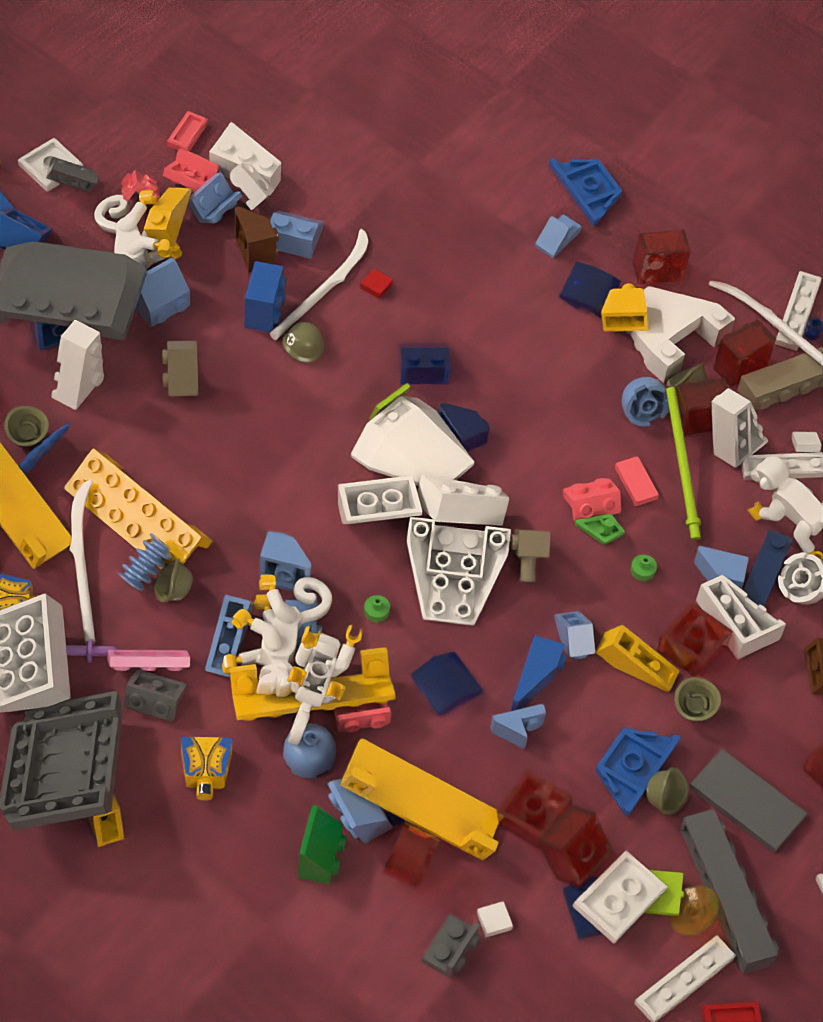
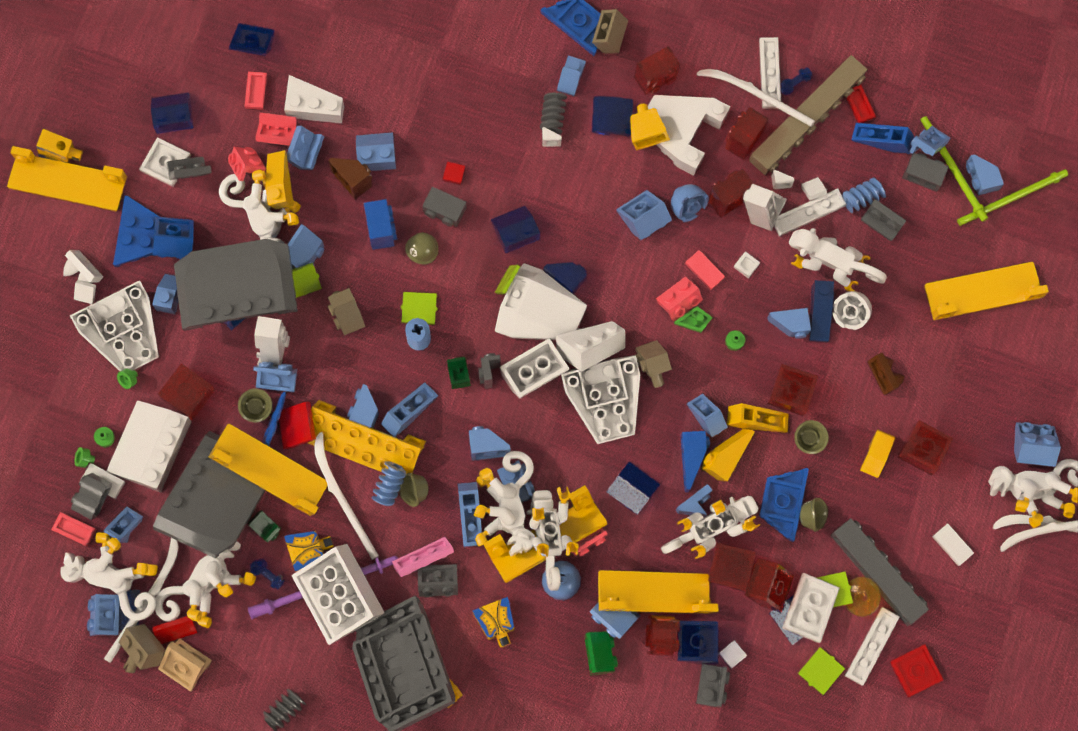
camera: 20 degrees left, 20 degrees up
(65, 465) = (297, 425): none -> red tile
(67, 404) = (276, 377): none -> medium blue bracket
(81, 122) = (171, 113): none -> clear blue slope
(148, 325) = (305, 280): none -> lime piece
(155, 476) = (365, 410): none -> medium blue slope
(203, 498) = (408, 409): none -> medium blue slope
(208, 83) = (252, 39): none -> clear blue slope
(251, 184) = (328, 126): white leg -> none
(256, 420) = (420, 341): none -> medium blue piece
(271, 403) = (419, 306): none -> lime piece
(286, 479) = (458, 372): none -> dark green bracket
(324, 483) = (489, 362): none -> dark grey bracket
(338, 277) = (422, 180): white piece -> none
(349, 310) = (444, 207): none -> dark grey brick
(376, 608) = (562, 453): bright green tile -> none
(455, 882) = (699, 642): none -> clear blue slope
(506, 285) = (550, 138): none -> white slope
(520, 260) = (552, 110): none -> dark grey piece
(537, 749) = (721, 519): none -> white animal
(573, 687) = (724, 458): none -> yellow slope
(586, 398) = (644, 214): none -> medium blue slope
(605, 984) = (821, 671): none -> lime piece
(622, 204) = (610, 31): none -> dark tan brick
(690, 375) = (712, 170): olive helmet -> none
(693, 521) = (757, 290): lime bar -> none
(700, 494) = (746, 264): none -> white tile
(748, 800) = (868, 496): dark grey tile -> none
(749, 622) = (815, 358): white wedge -> none
(770, 419) = (781, 180): none -> white slope
(776, 752) = (877, 454): none -> yellow slope

